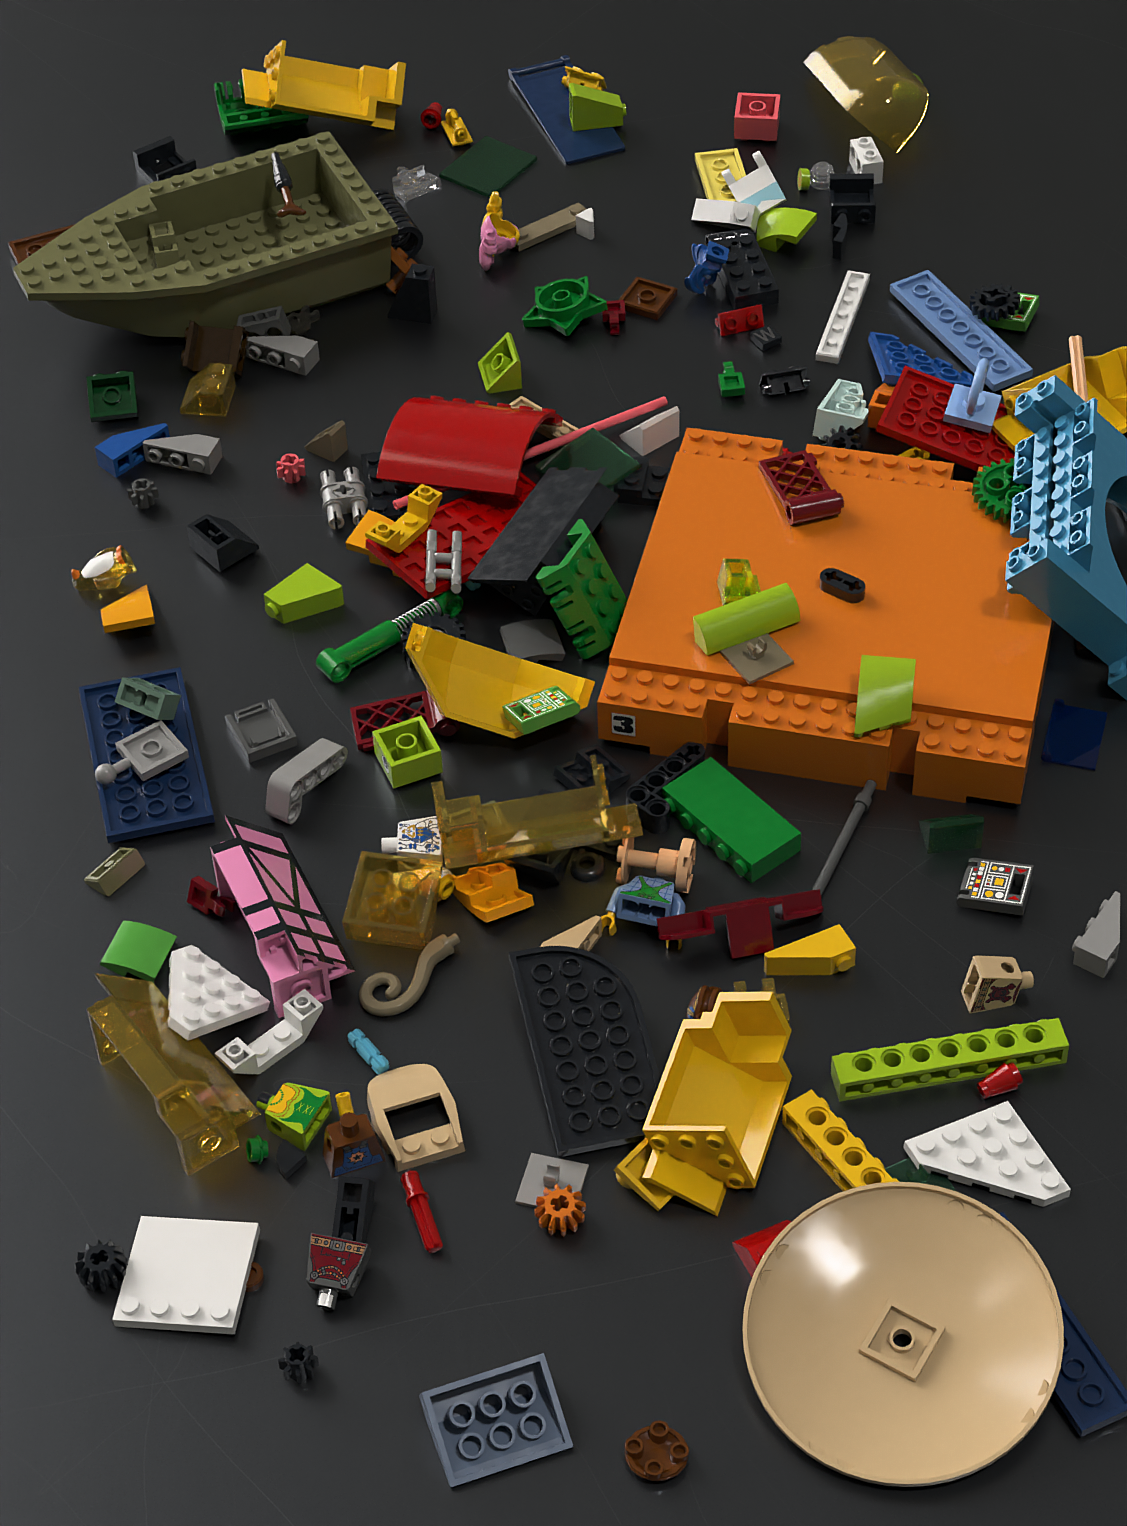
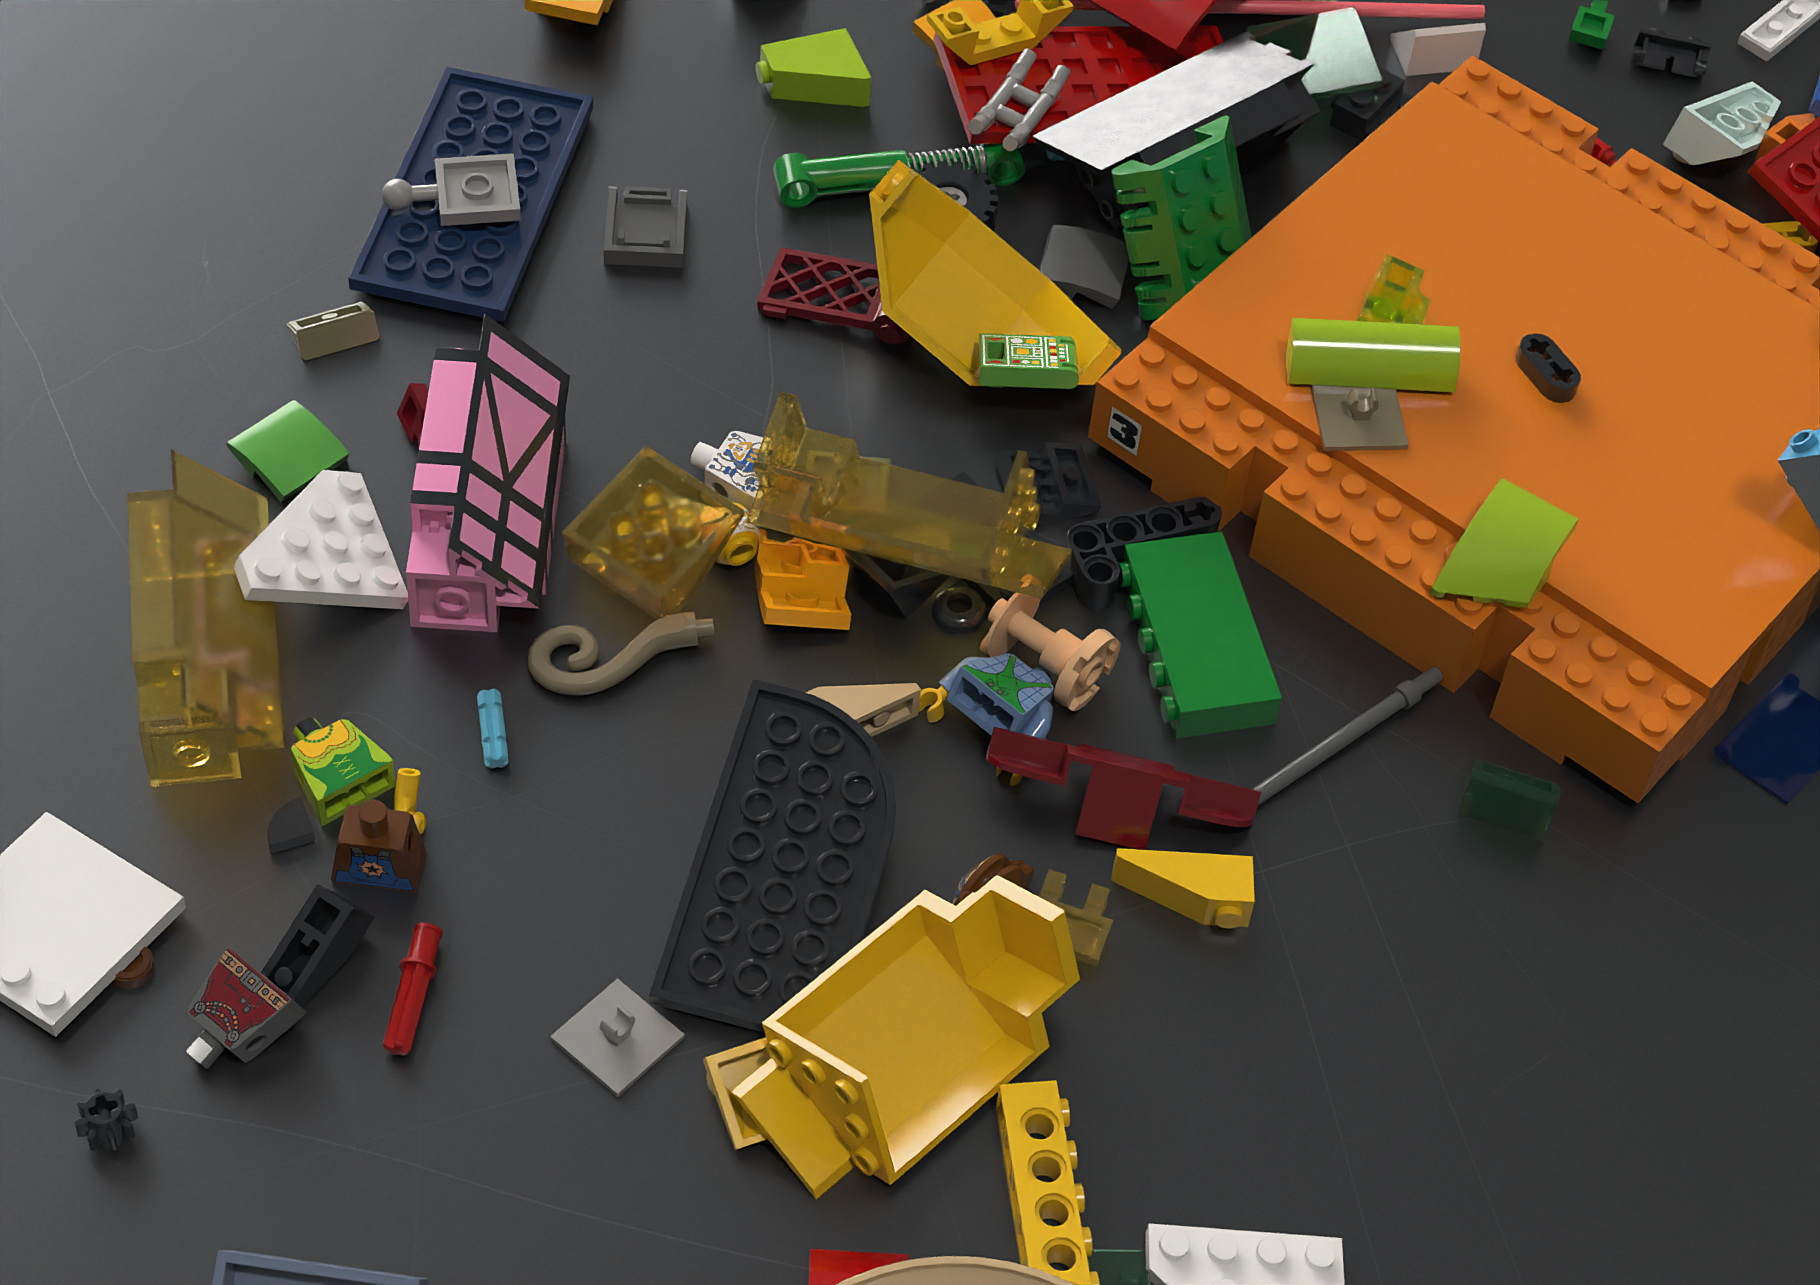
camera: 20 degrees right, 5 degrees up
(147, 698) = (513, 118): sand green brick -> none
(256, 1149) = (255, 793): green plate -> none
(300, 776) = (649, 307): light grey beam -> none
(300, 1016) = (374, 659): white slope -> none
(405, 1087) = (500, 802): tan slope -> none
(407, 751) = (811, 339): lime brick -> none
(560, 1209) = (589, 1095): orange gear -> none
(807, 504) = (1574, 232): dark red piece -> none
(843, 437) = (1703, 163): black gear -> none
(948, 1059) = (1308, 1153): lime brick -> none
(989, 885) = (1517, 900): dark grey container -> none
(993, 983) = (1429, 1051): tan torso -> none
(1001, 1080) = (1349, 1202): red cone -> none
(1099, 945) = (1629, 1067): light grey slope -> none

